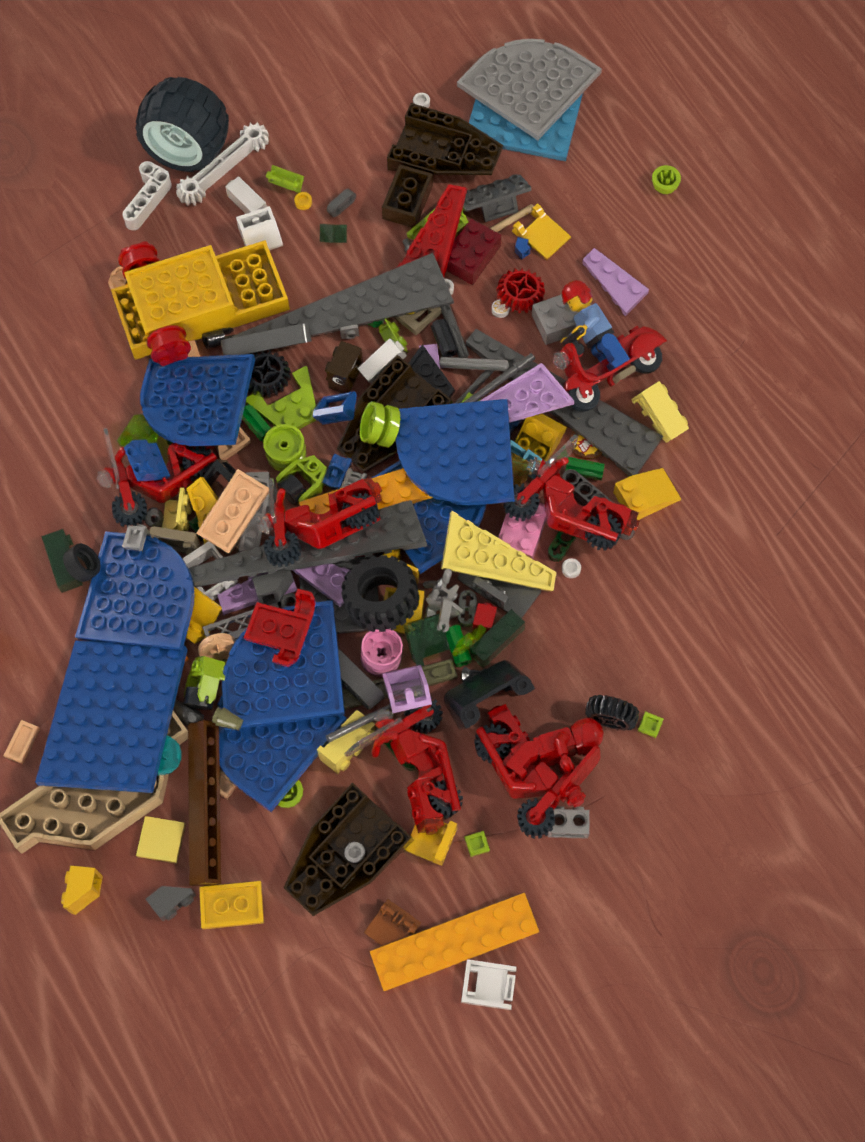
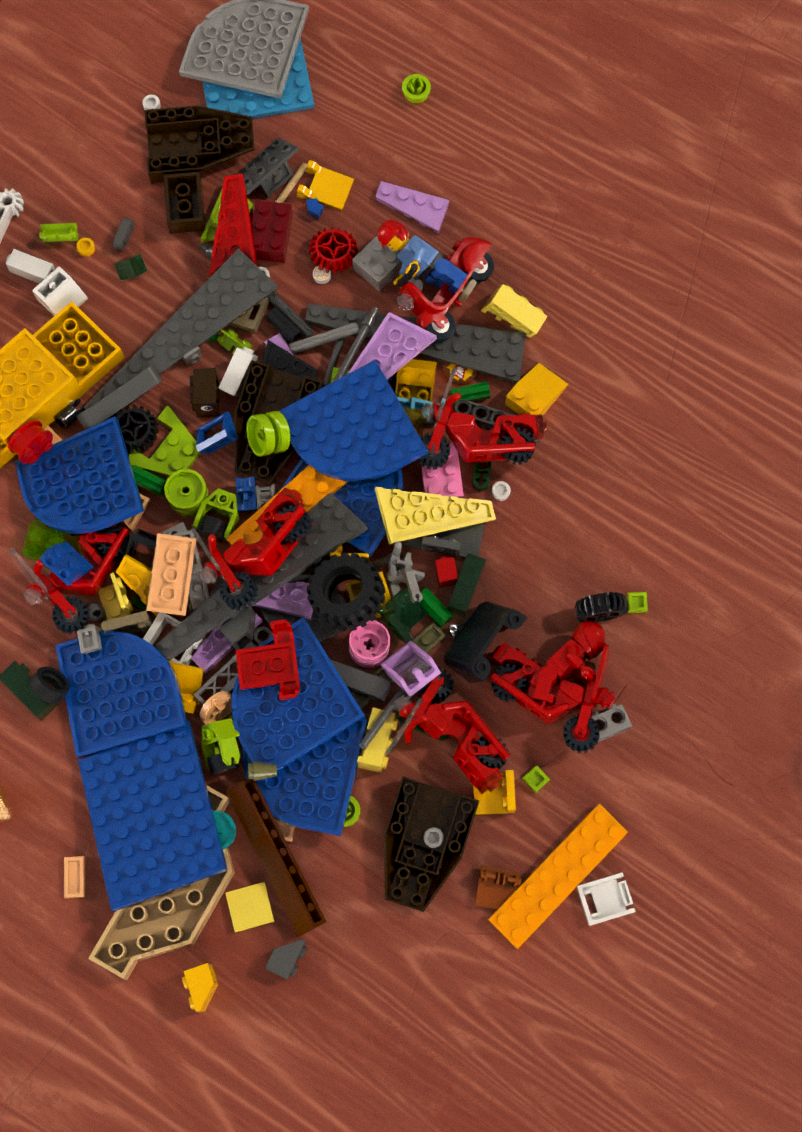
camera: 25 degrees left, 5 degrees up
(187, 714) = (220, 782): dark grey piece -> none
(231, 905) = (344, 936): yellow plate -> none
(468, 640) = (444, 598): clear neon green slope -> none
(471, 608) = (429, 567): dark grey beam -> none

